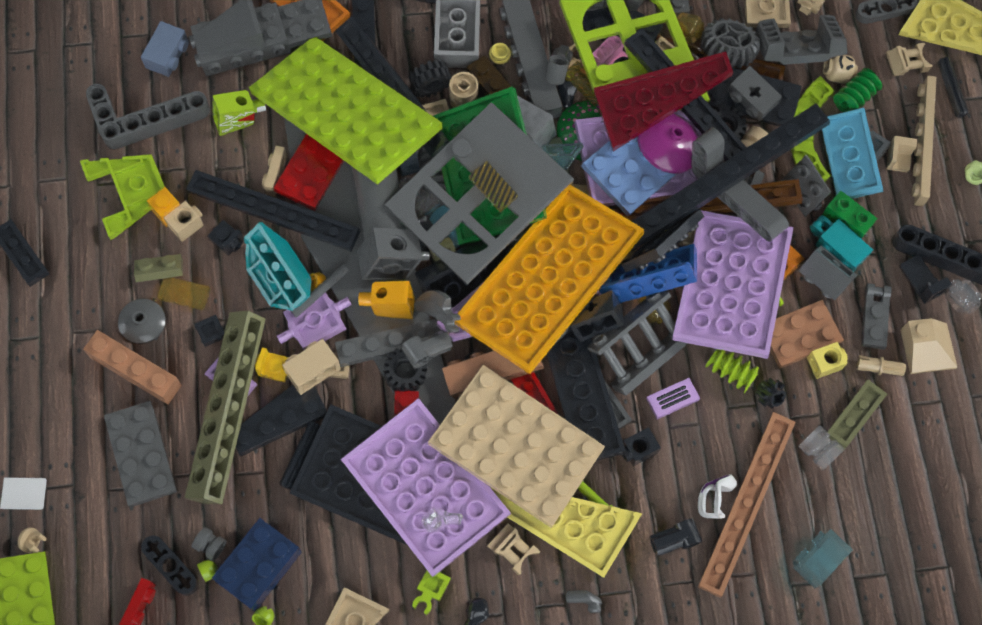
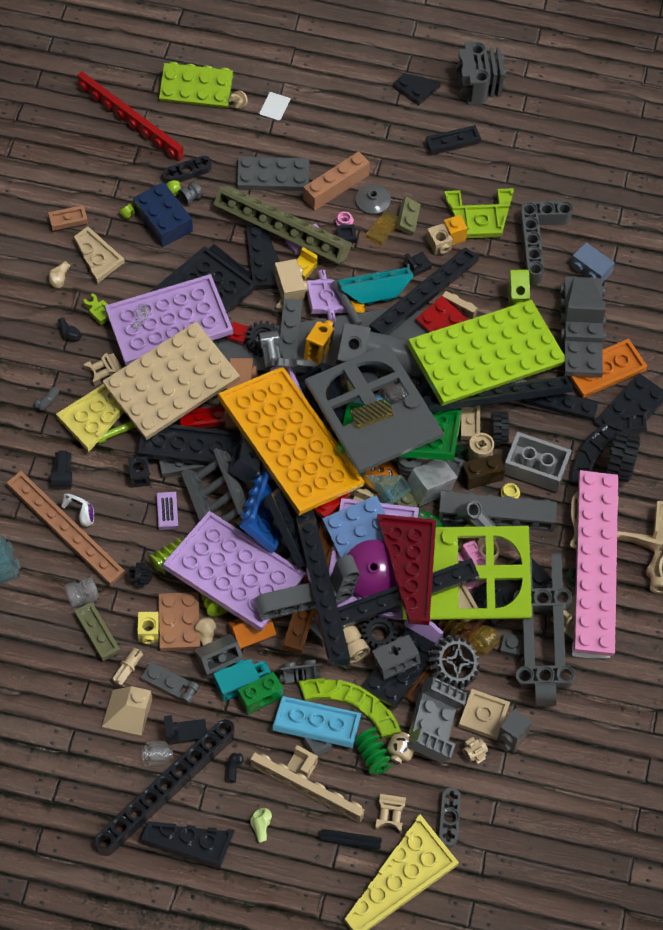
camera: 110 degrees right, 10 degrees down
(185, 335) = (344, 216): none -> bright pink plate
(802, 300) = (205, 629): none -> tan animal
(937, 220) = (231, 770): none -> black arm

